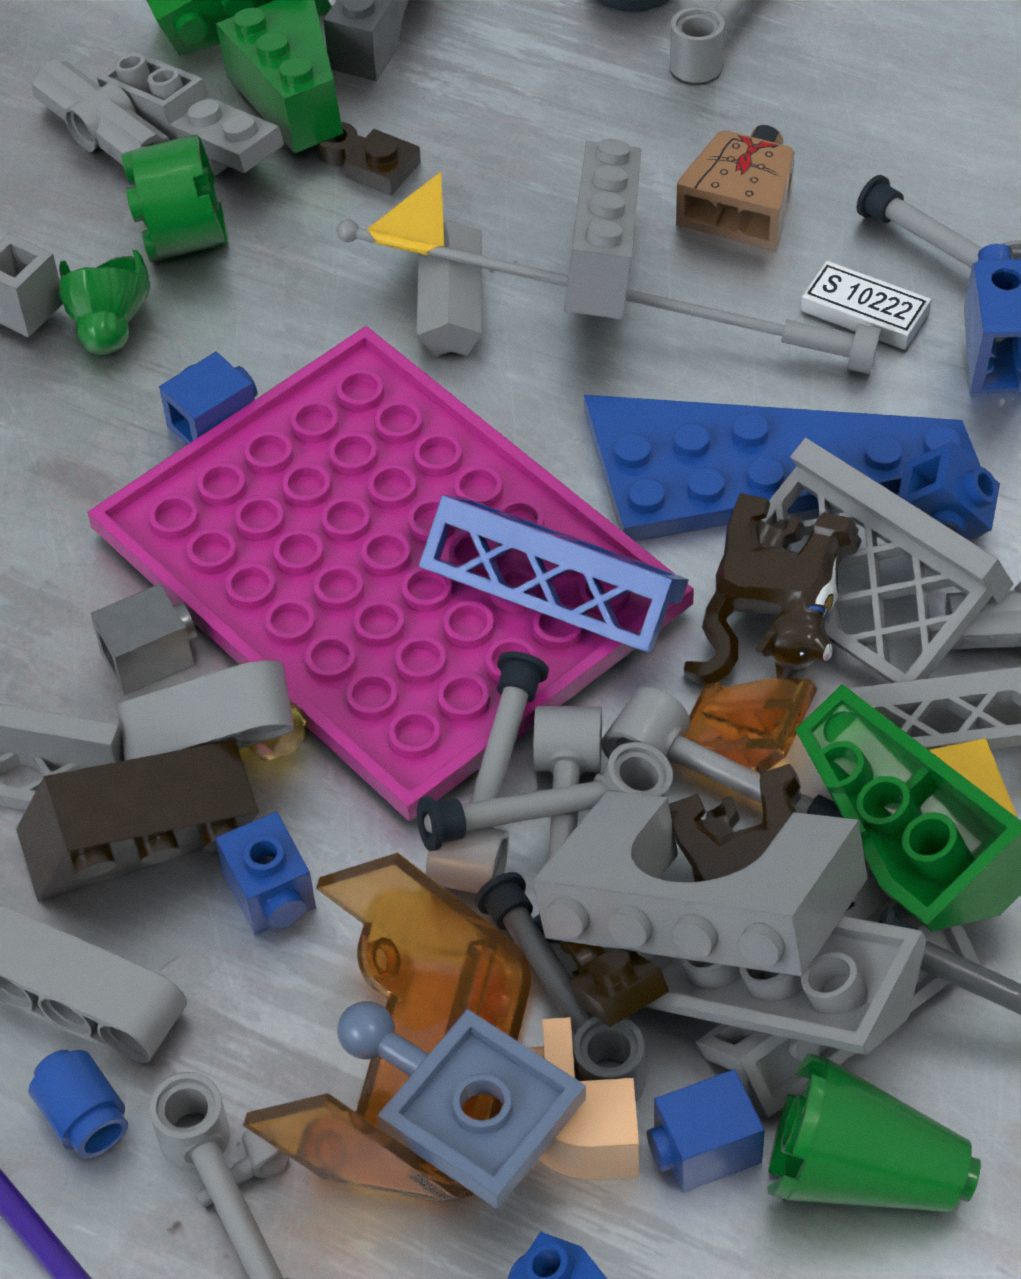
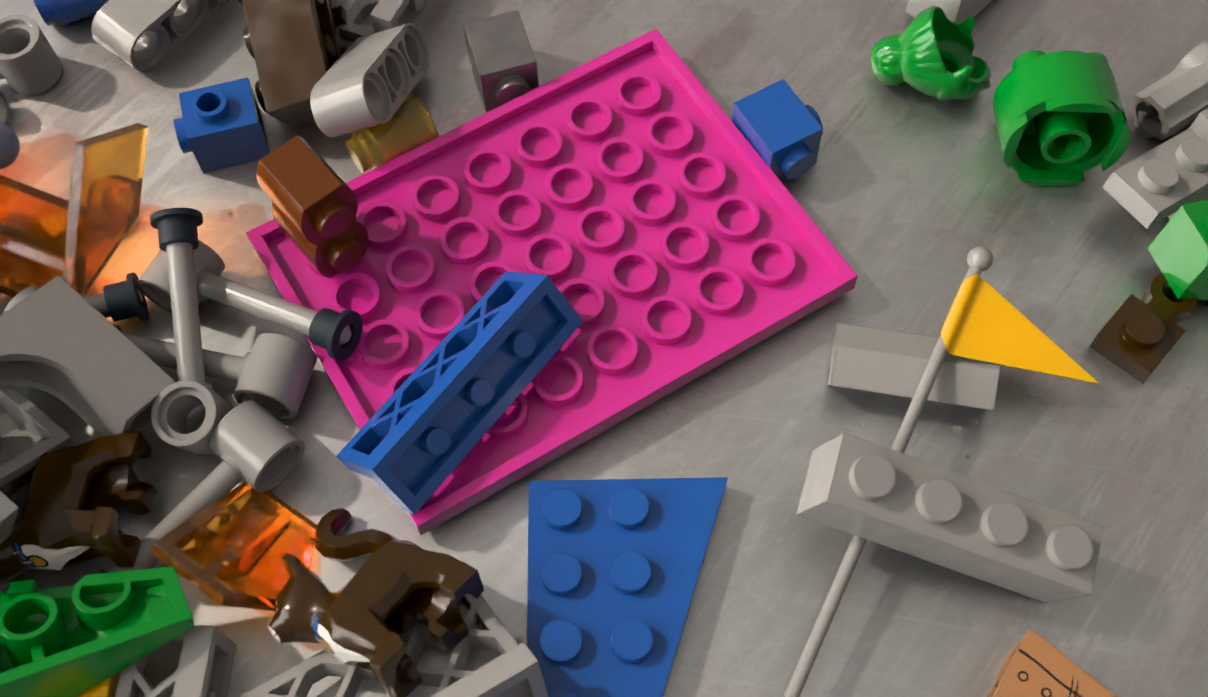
camera: 100 degrees right, 10 degrees up
(402, 691) = (313, 206): none -> reddish brown brick

